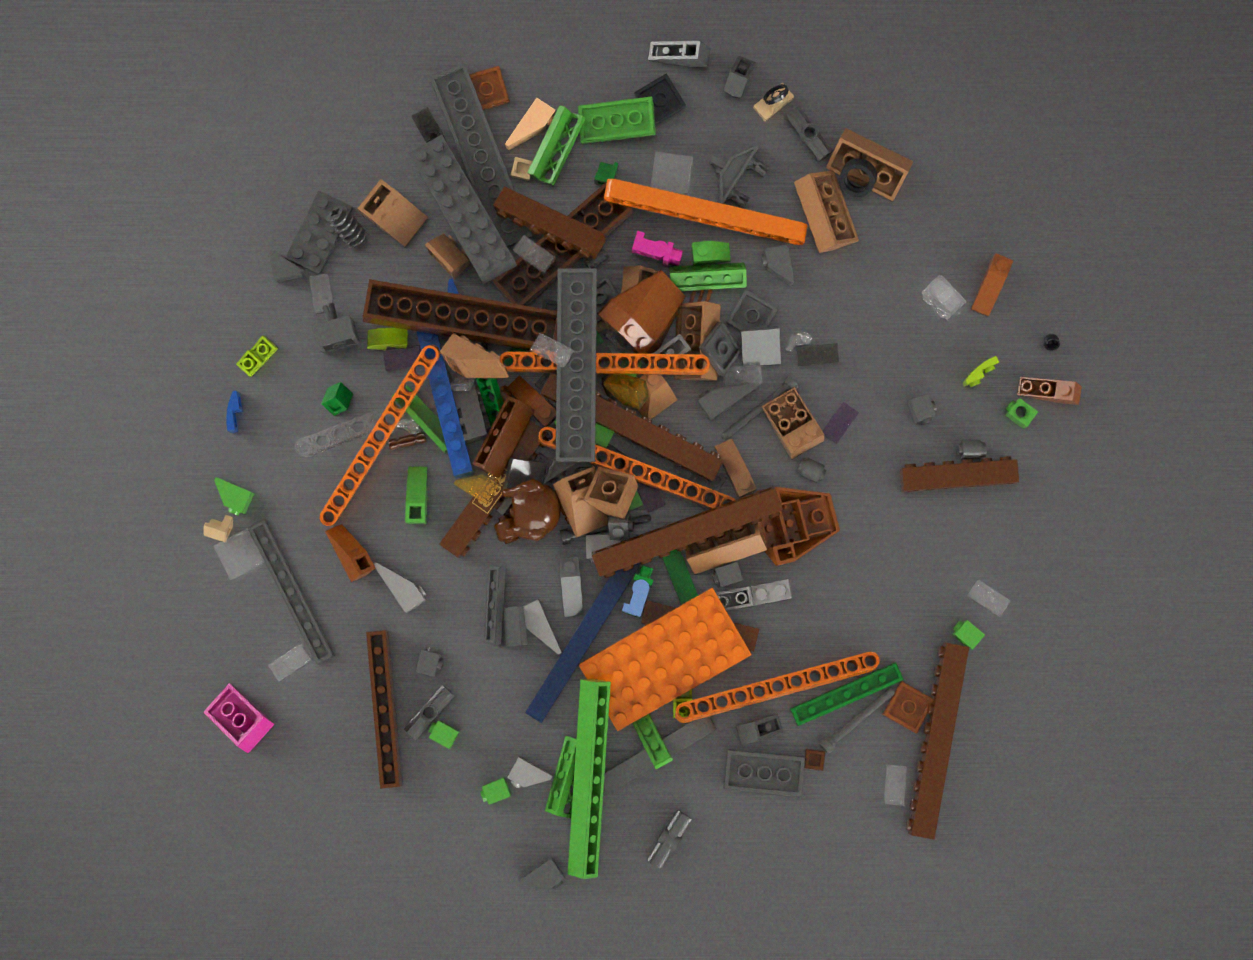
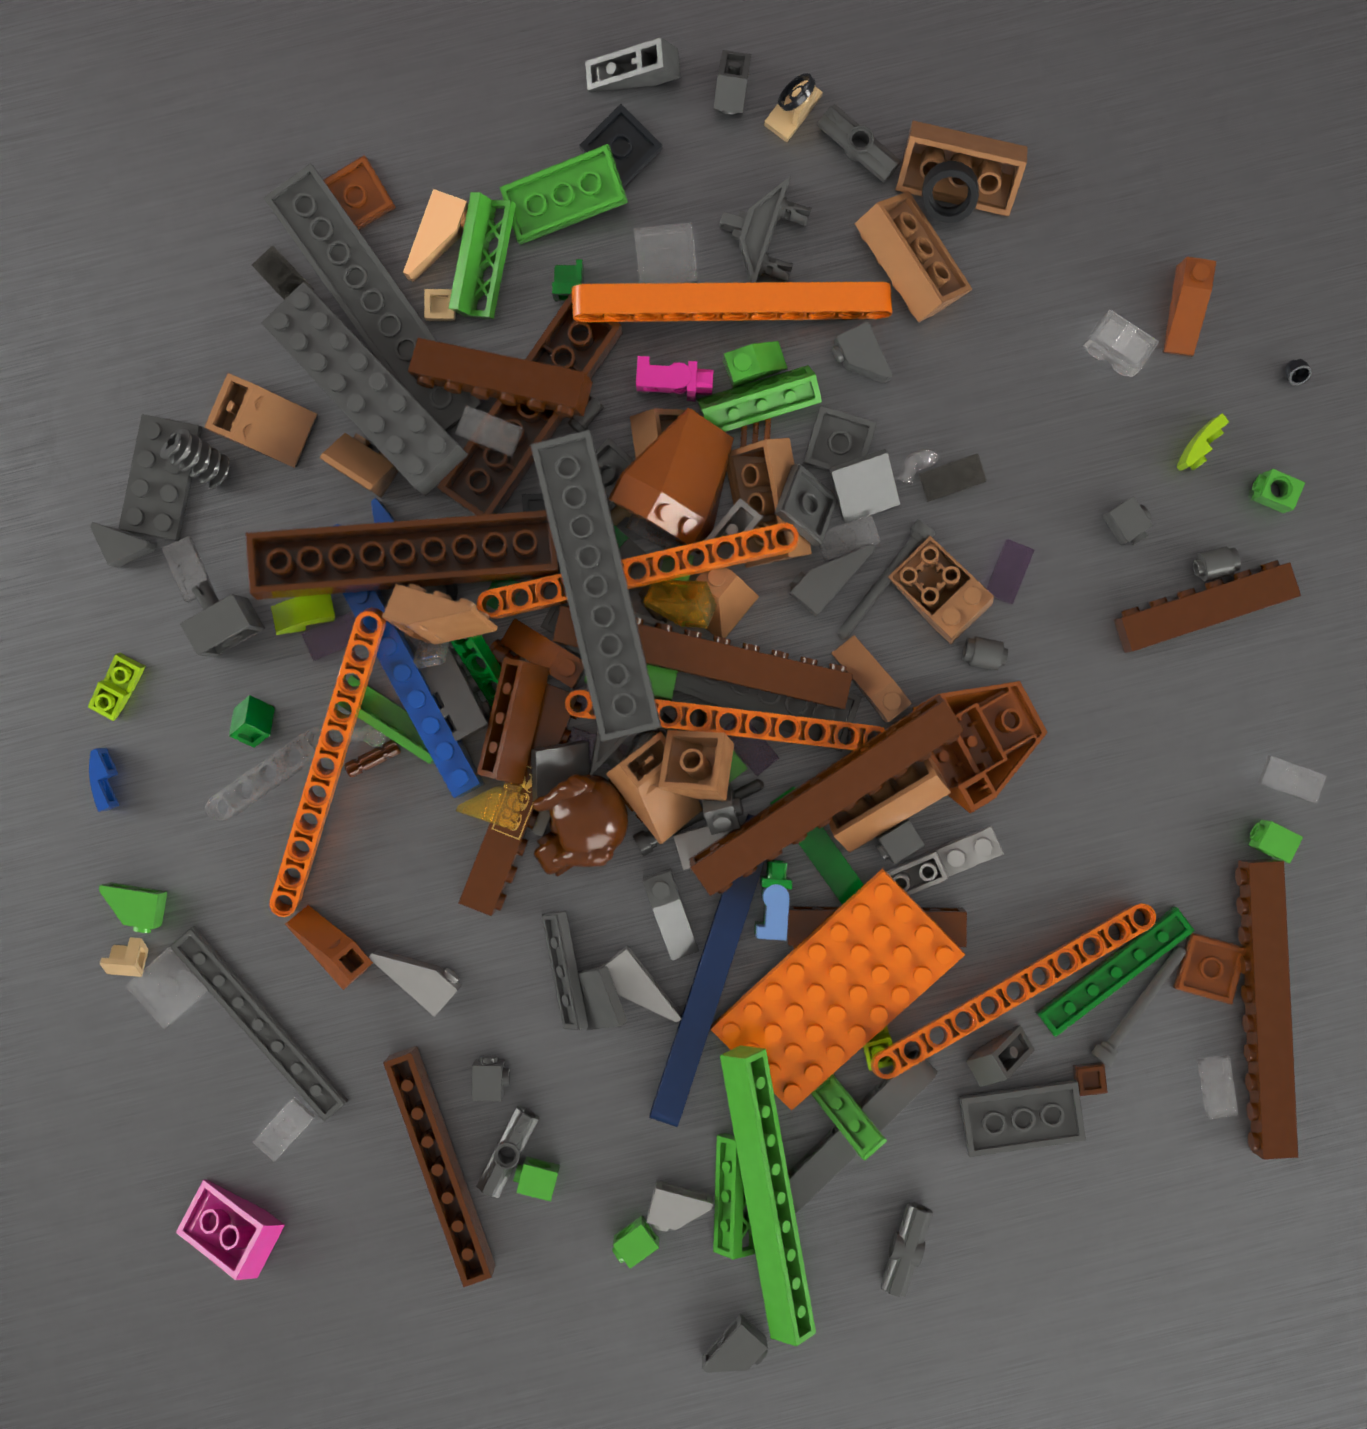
camera: 10 degrees left, 5 degrees up
(416, 495) = (407, 838): bright green slope -> none
(552, 350) = (553, 573): clear slope -> none
(1050, 390) = (1311, 445): dark orange slope -> none

